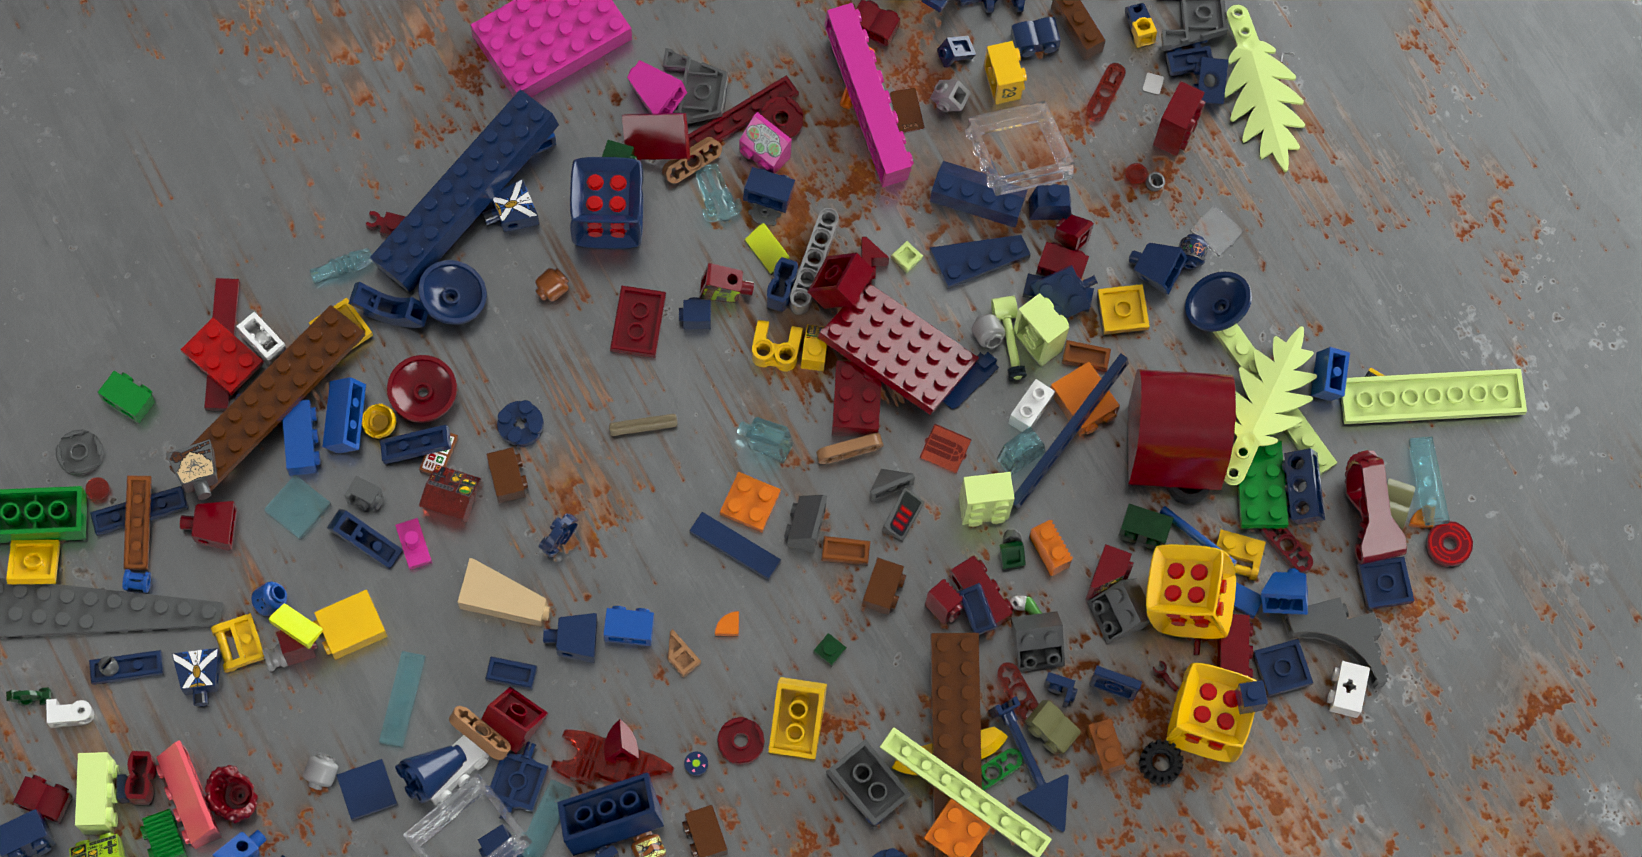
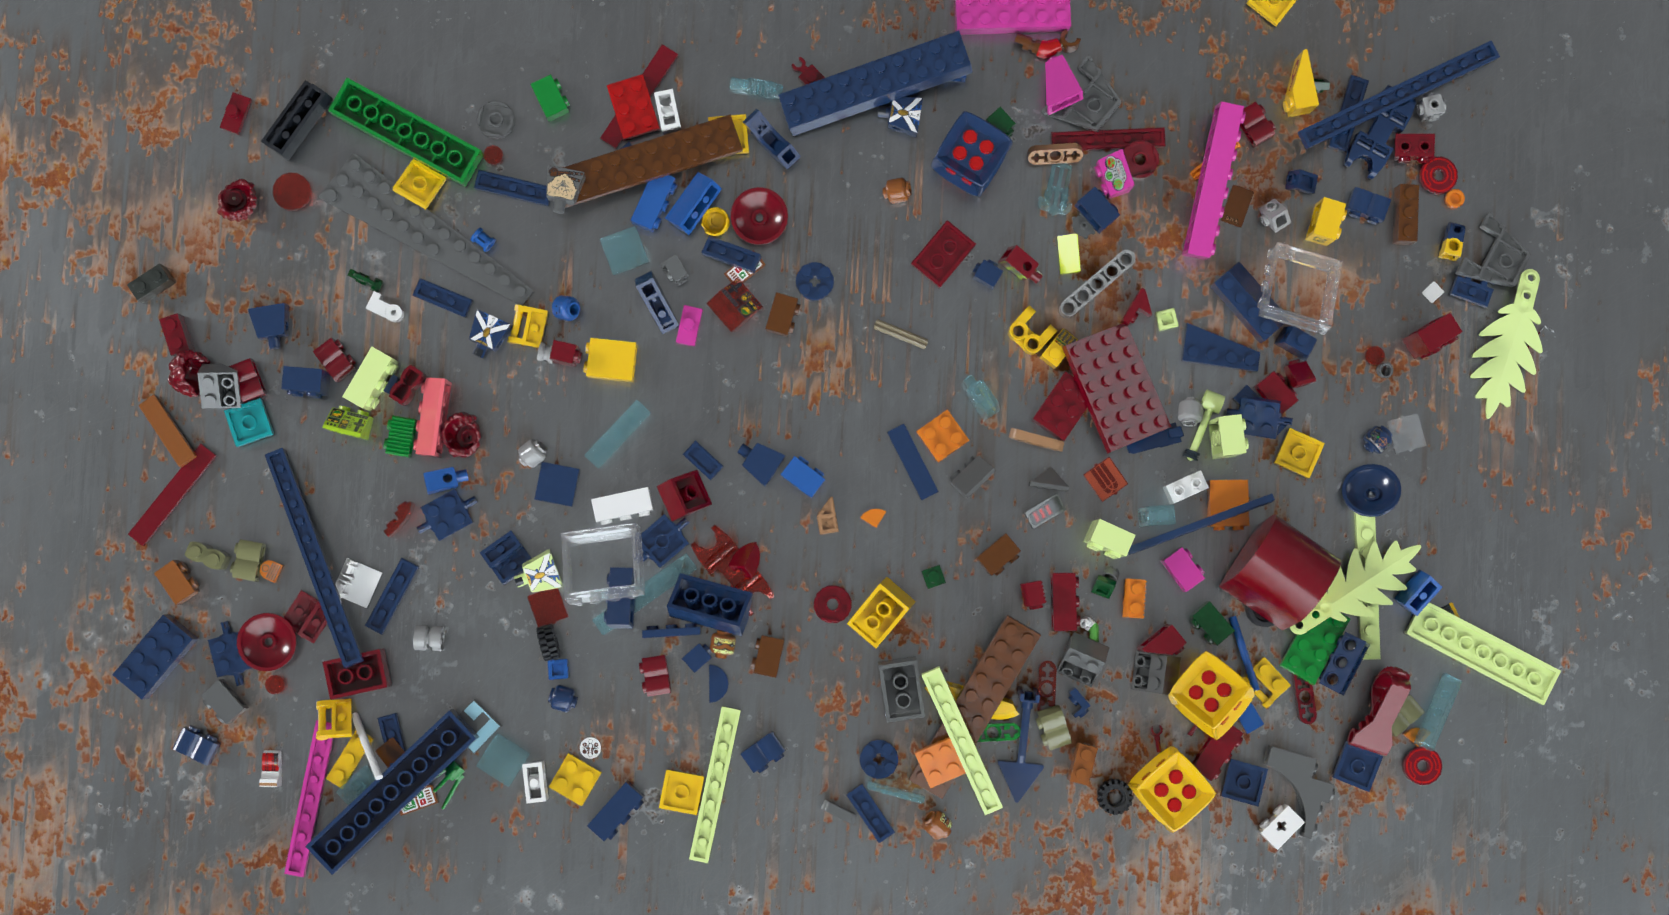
camera: 30 degrees right, 15 degrees up
(111, 669) = (431, 294): dark grey hinge -> none
(137, 522) = (506, 197): dark orange tile -> none
(212, 524) = (557, 229): dark red torso -> none
(295, 625) = (569, 344): neon yellow slope -> none
(430, 771) = (603, 502): dark blue cone -> none
(456, 281) = (833, 152): dark blue dish -> none
(469, 723) = (647, 489): medium nougat beam -> none
(499, 596) = (726, 401): tan slope -> none
(561, 532) = (794, 381): dark blue plate -> none
(622, 63) = (1047, 48): none -> reddish brown piece
(657, 135) = (1039, 122): dark red tile -> none
(696, 764) = (792, 602): dark blue tile -> none
(780, 286) = (1057, 292): dark blue brick -> none
(840, 280) = (1105, 313): dark red brick -> none
(845, 550) = (988, 512): dark orange tile -> none
(977, 609) = (1053, 614): dark blue tile -> none
(1080, 353) = (1250, 471): dark orange tile -> none
(1082, 489) = (1183, 569): none -> dark pink brick
(1105, 83) = (1401, 267): clear red beam -> none
(1115, 683) = (1116, 723): dark blue tile -> none
(1159, 265) = (1345, 436): dark blue torso -> none
(1216, 68) = (1485, 309): dark blue brick -> none
(1251, 697) = (1201, 803): dark blue brick -> none
(1286, 593) = (1280, 733): blue torso -> none

